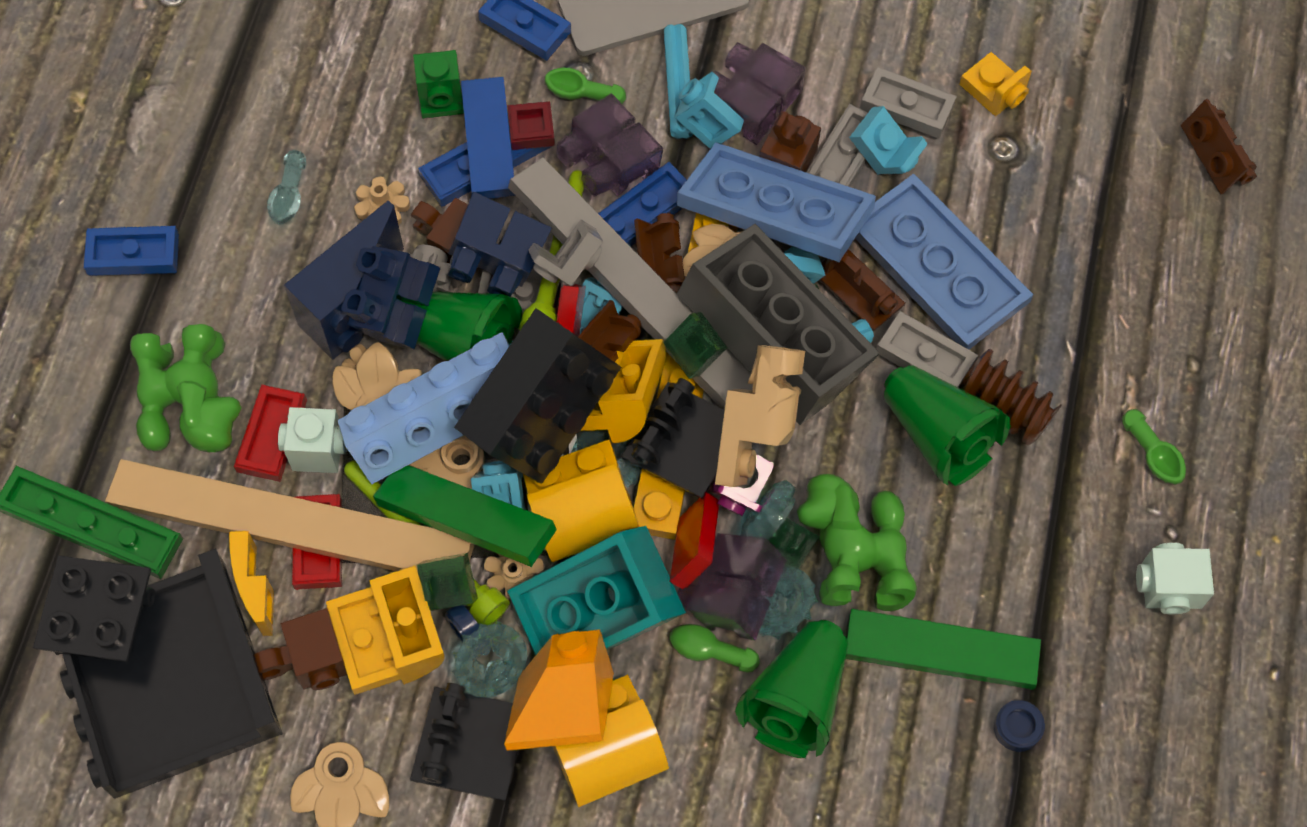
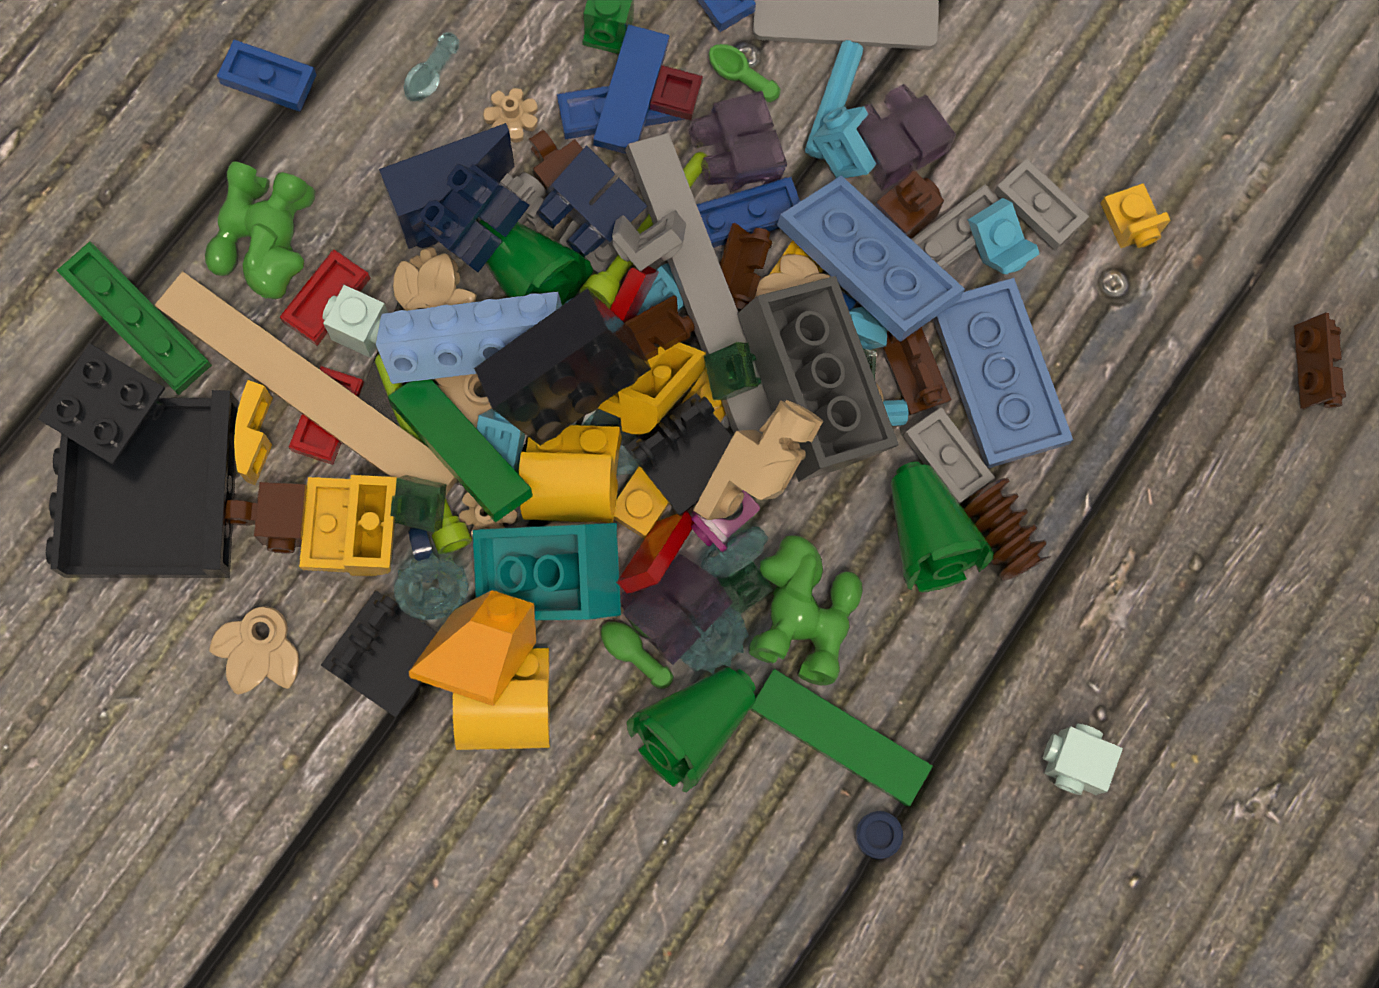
camera: 15 degrees right, 10 degrees up
(1161, 457) = (1123, 641): bright green piece -> none

